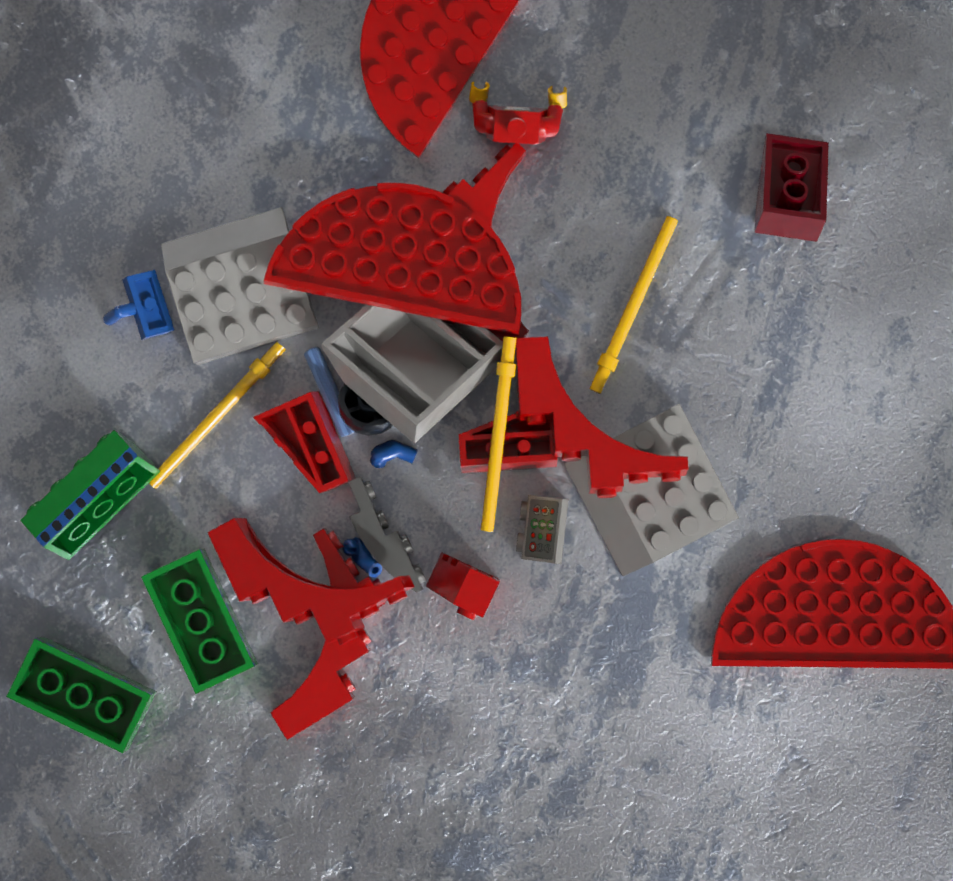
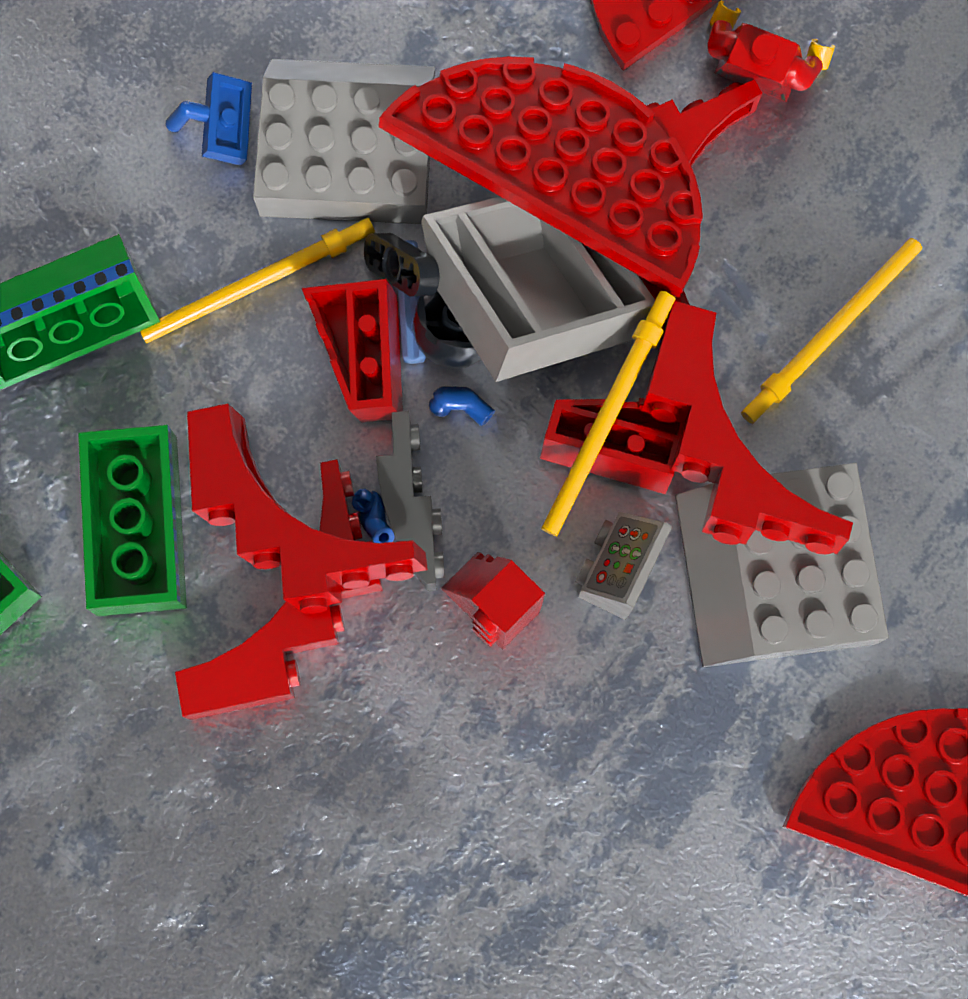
camera: 15 degrees right, 10 degrees down
(315, 374) = (401, 264): none -> black beam

